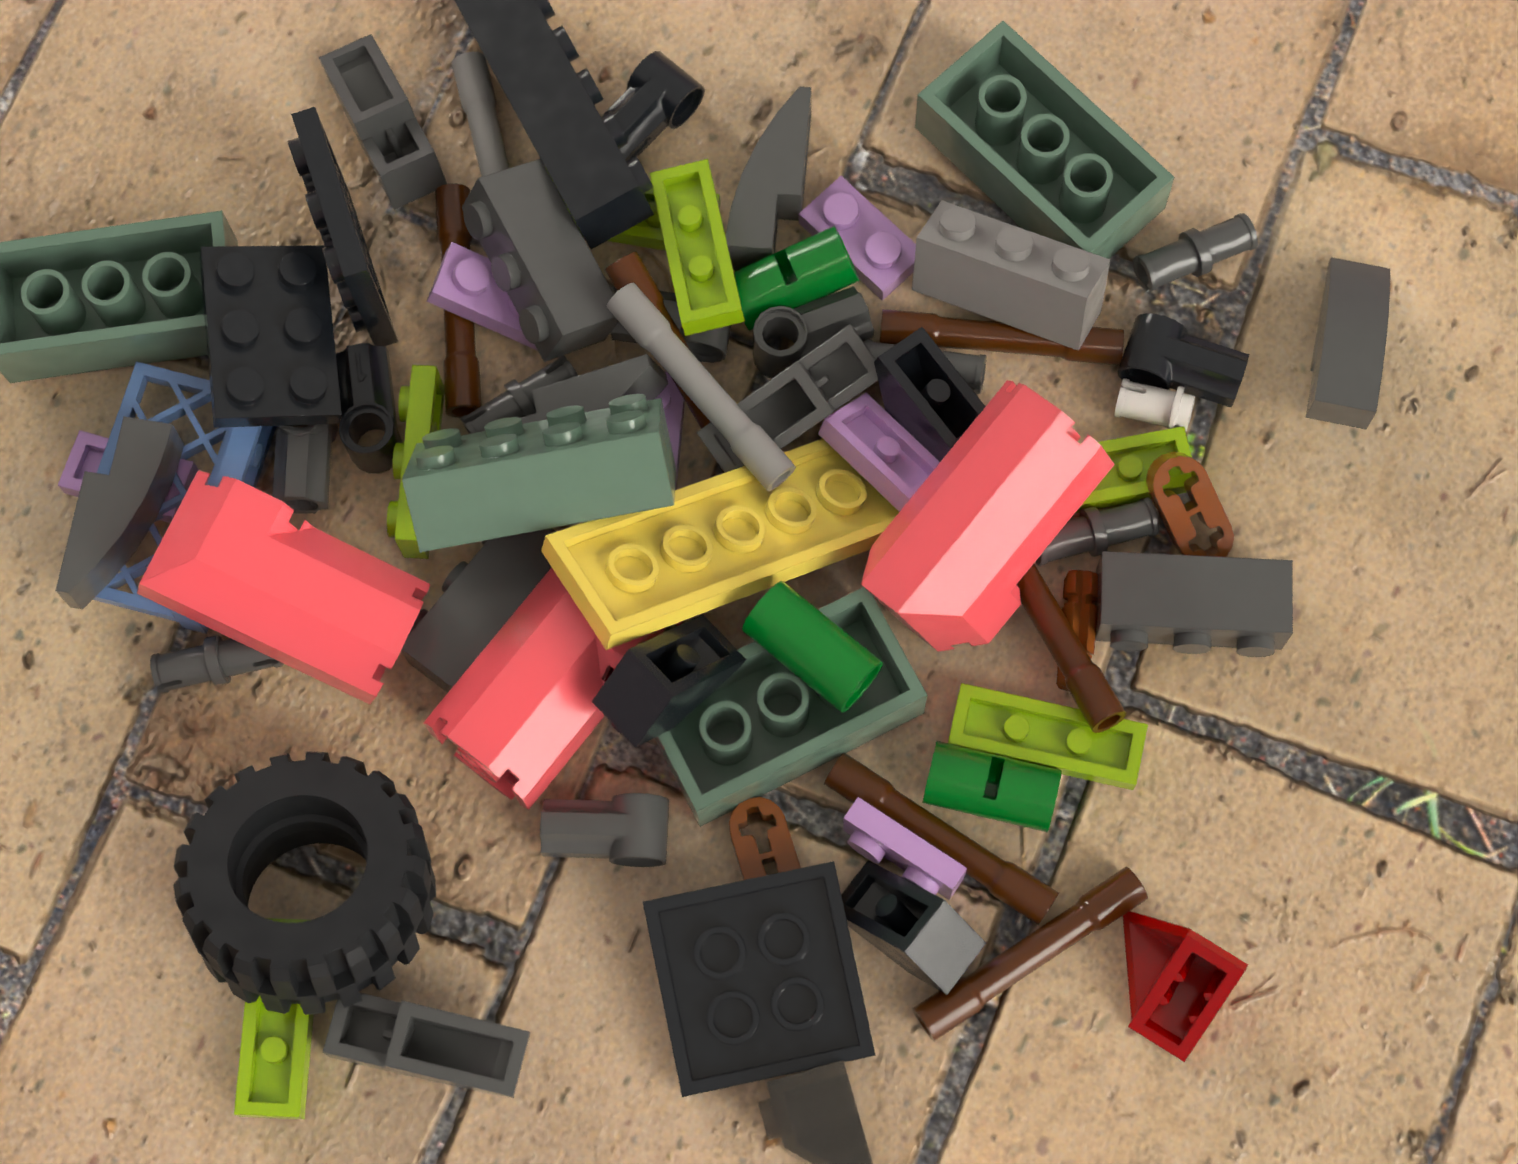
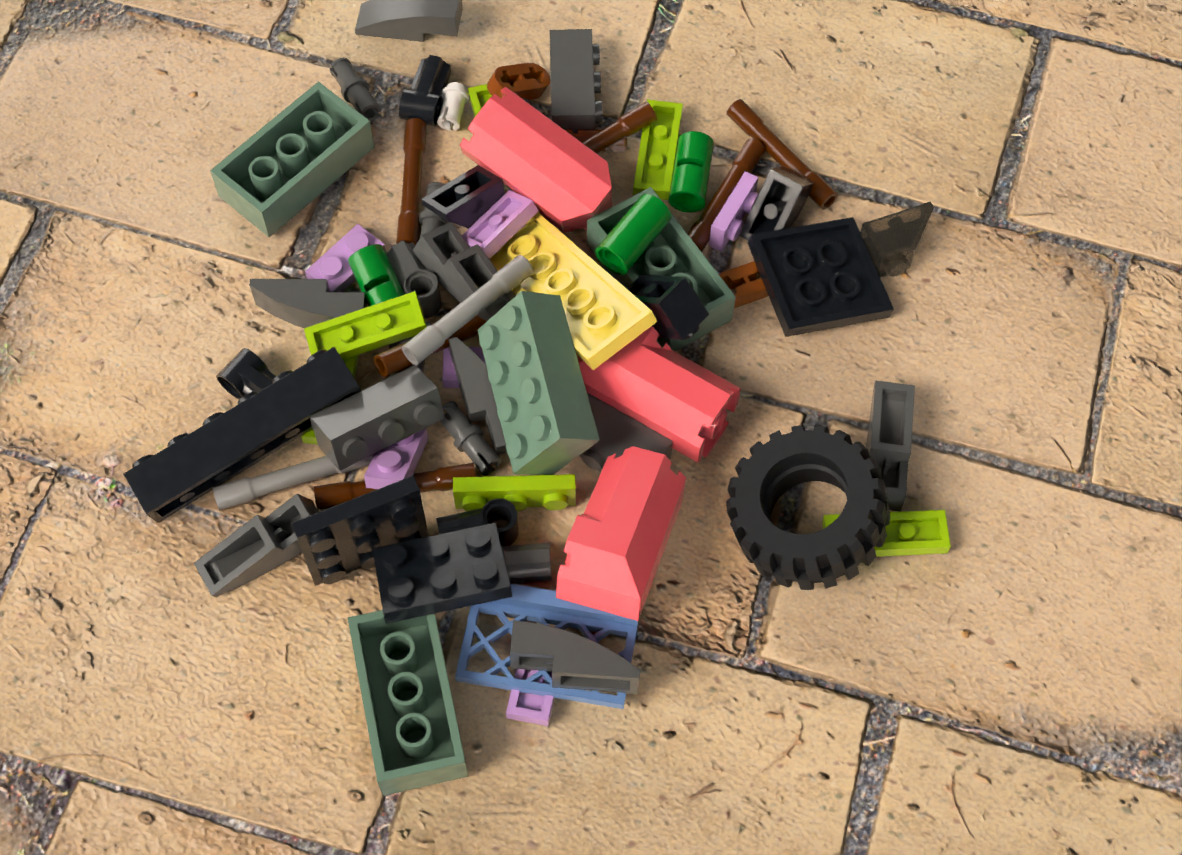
camera: 100 degrees left, 10 degrees down
(208, 662) = (662, 606): dark grey pin -> none
(625, 830) = (742, 354): dark grey piece -> none
(1010, 274) = (378, 168): light grey brick -> none
(1175, 981) = (788, 83): red slope -> none

